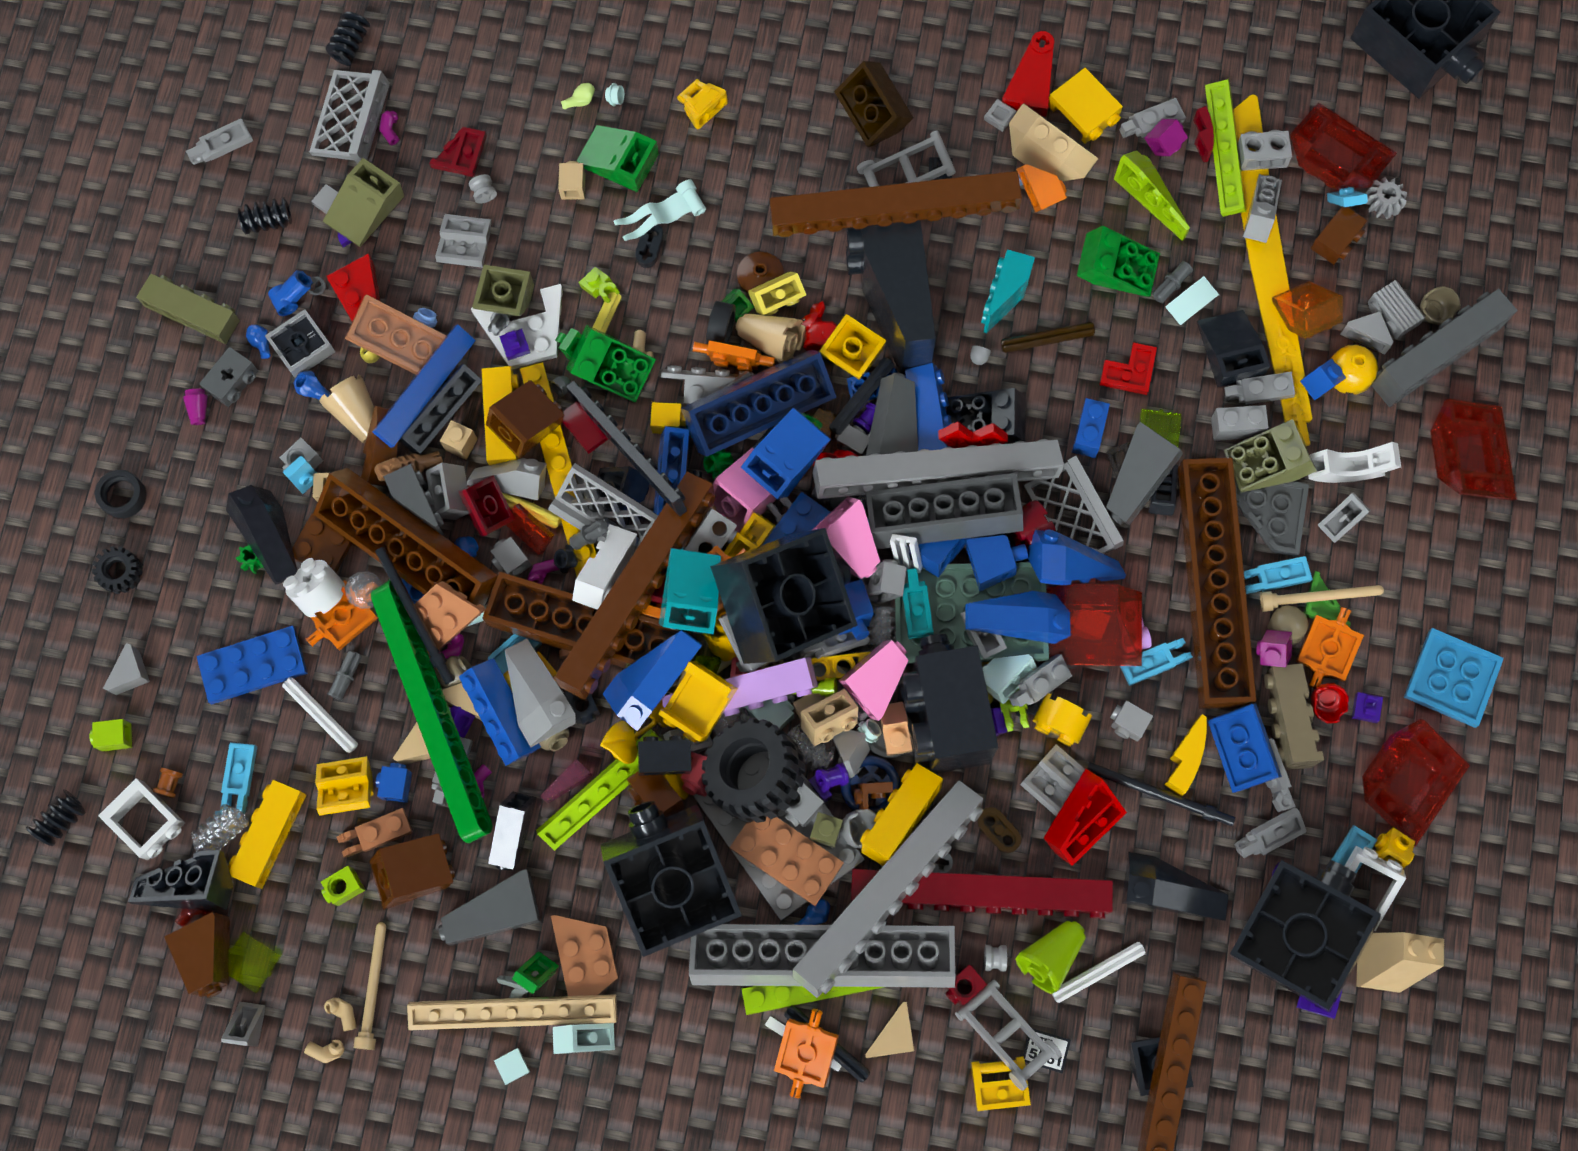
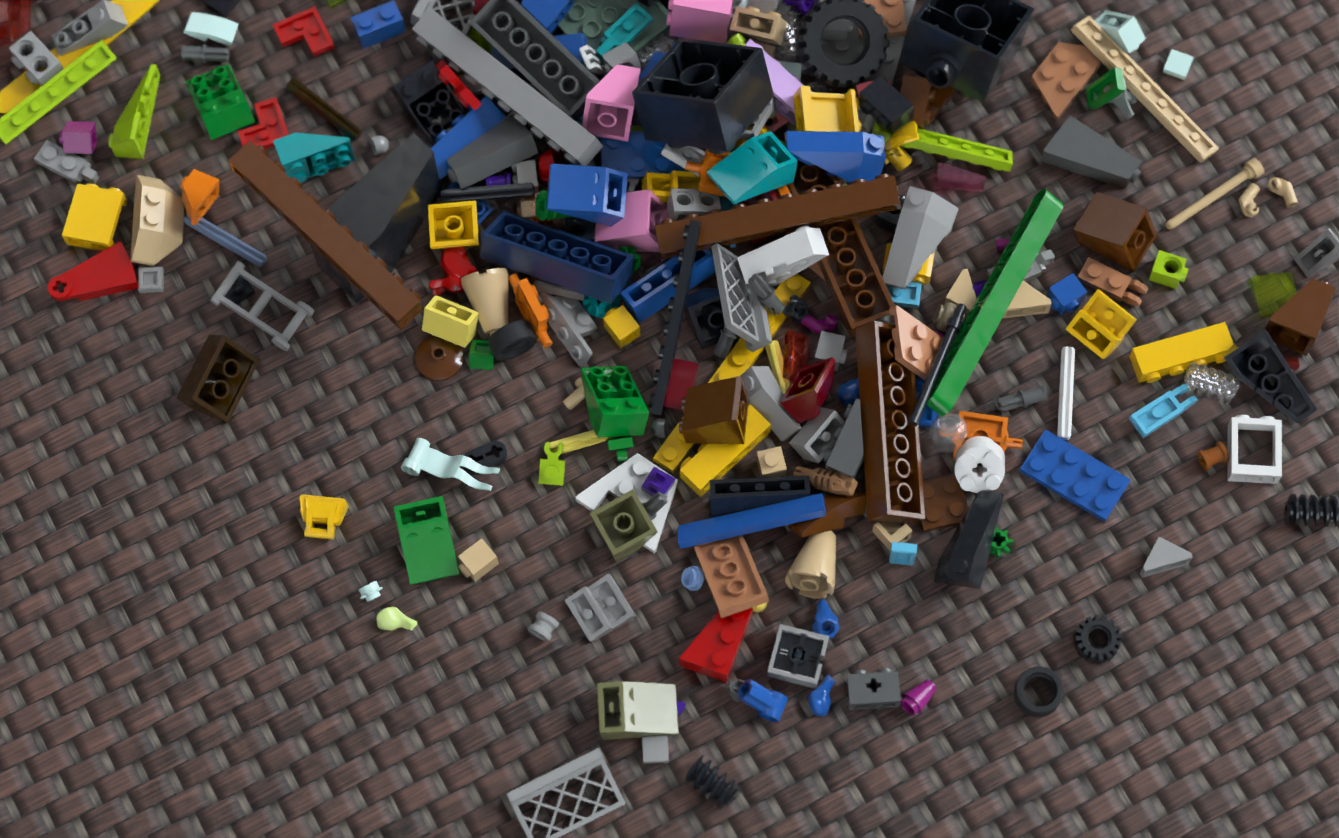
camera: 130 degrees left, 5 degrees down
(111, 735) = (1218, 527): lime brick -> none
(188, 308) = (845, 777): olive brick -> none
(301, 448) = (882, 581): light grey brick -> none
(389, 118) = (549, 758): magenta arm -> none
(461, 153) = (524, 673): dark red wing -> none
(496, 708) = (951, 259): blue brick -> none
(511, 830) = (1021, 185): slope -> none
(1059, 283) = (270, 127): none -> red plate
(1205, 138) = (56, 110): dark red slope -> none

